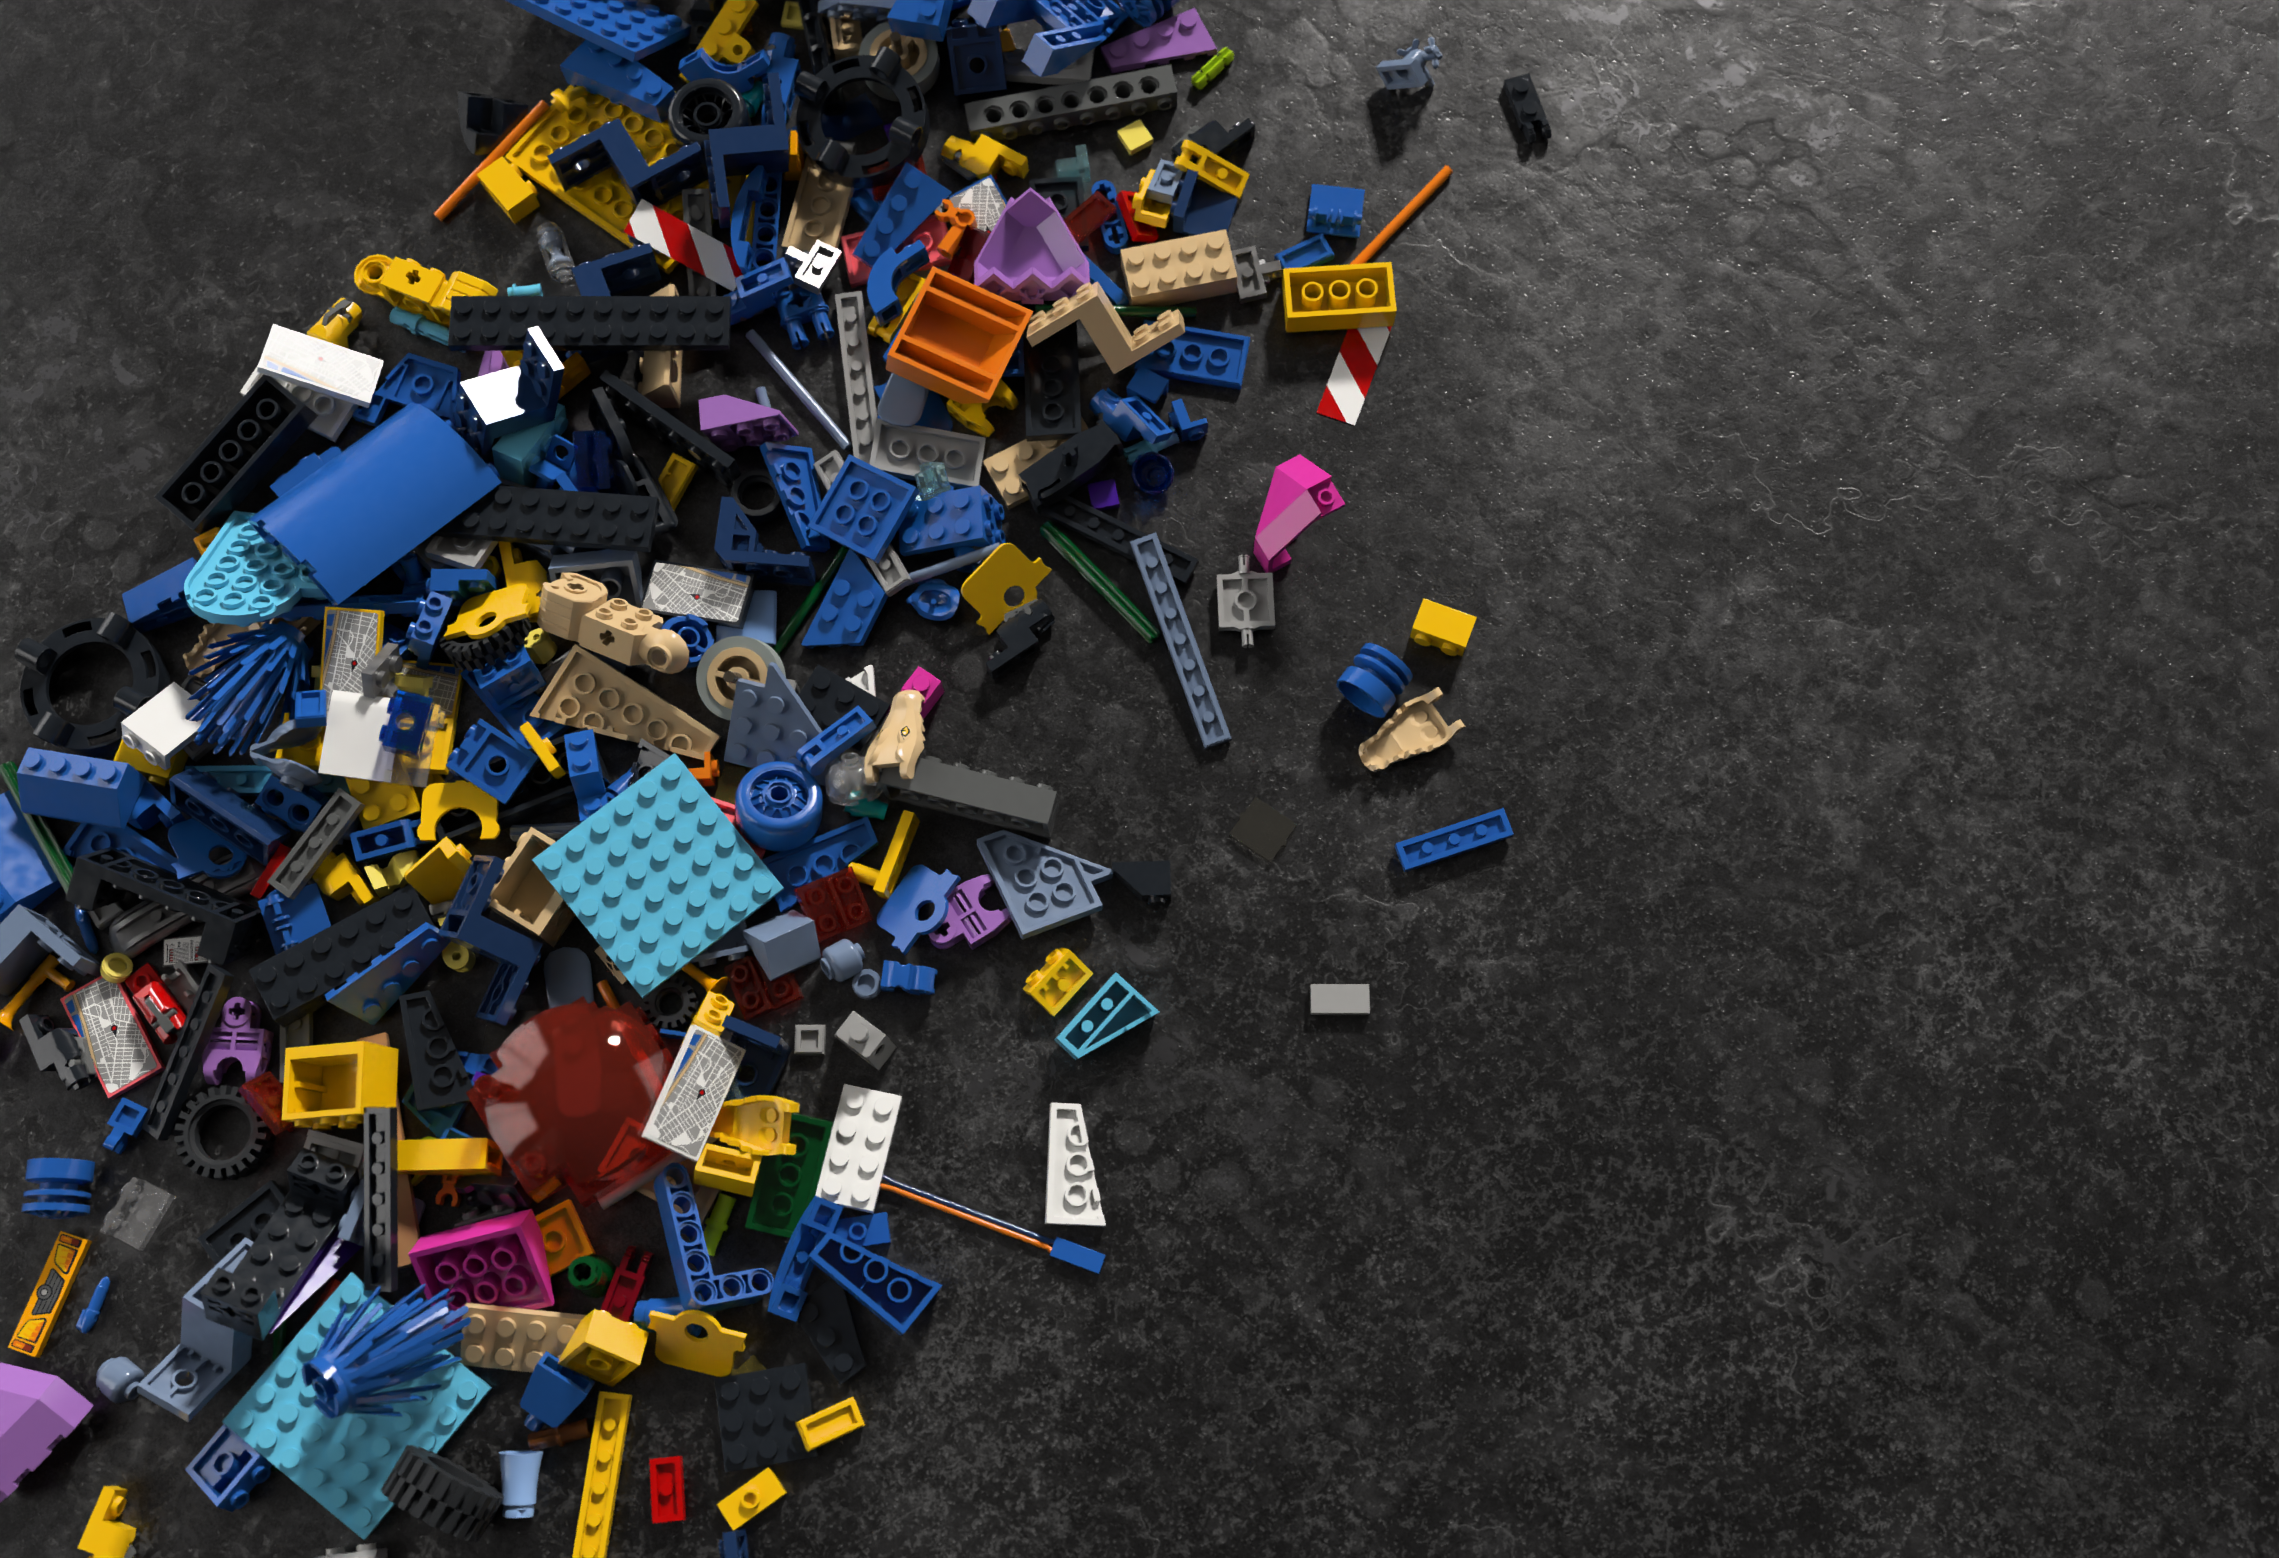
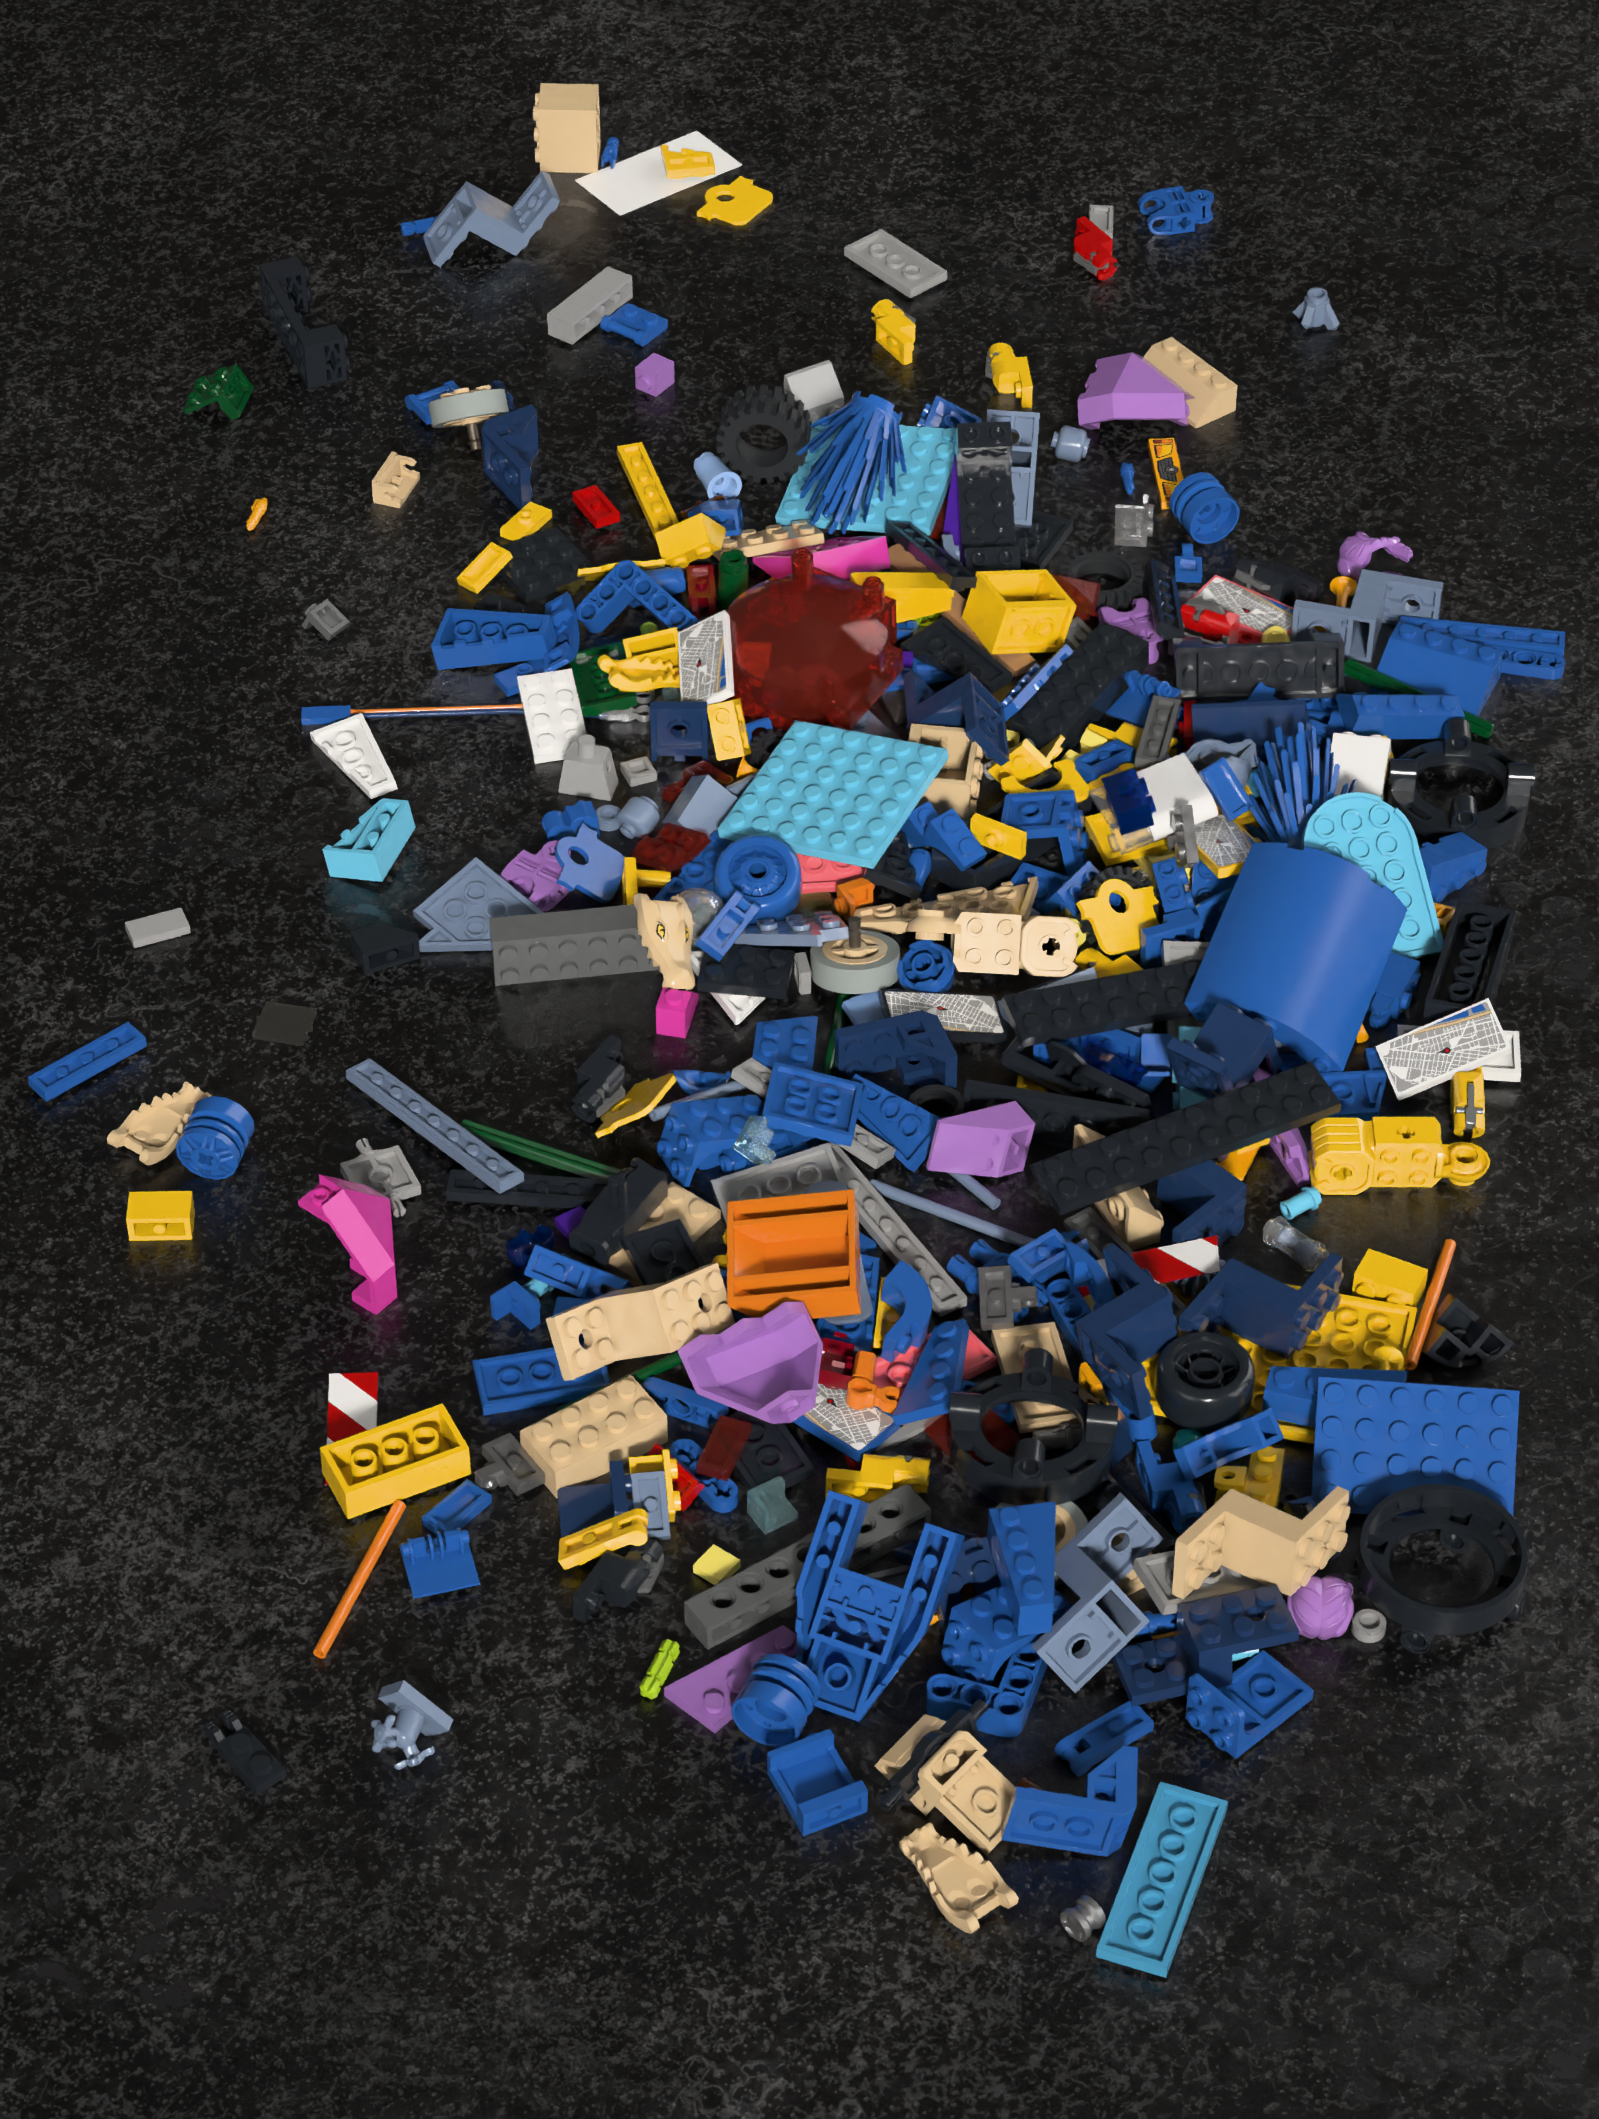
camera: 155 degrees right, 30 degrees down
(1027, 1405) = (325, 619): none -> dark grey bracket
(1057, 980) = (433, 861): yellow bracket -> none

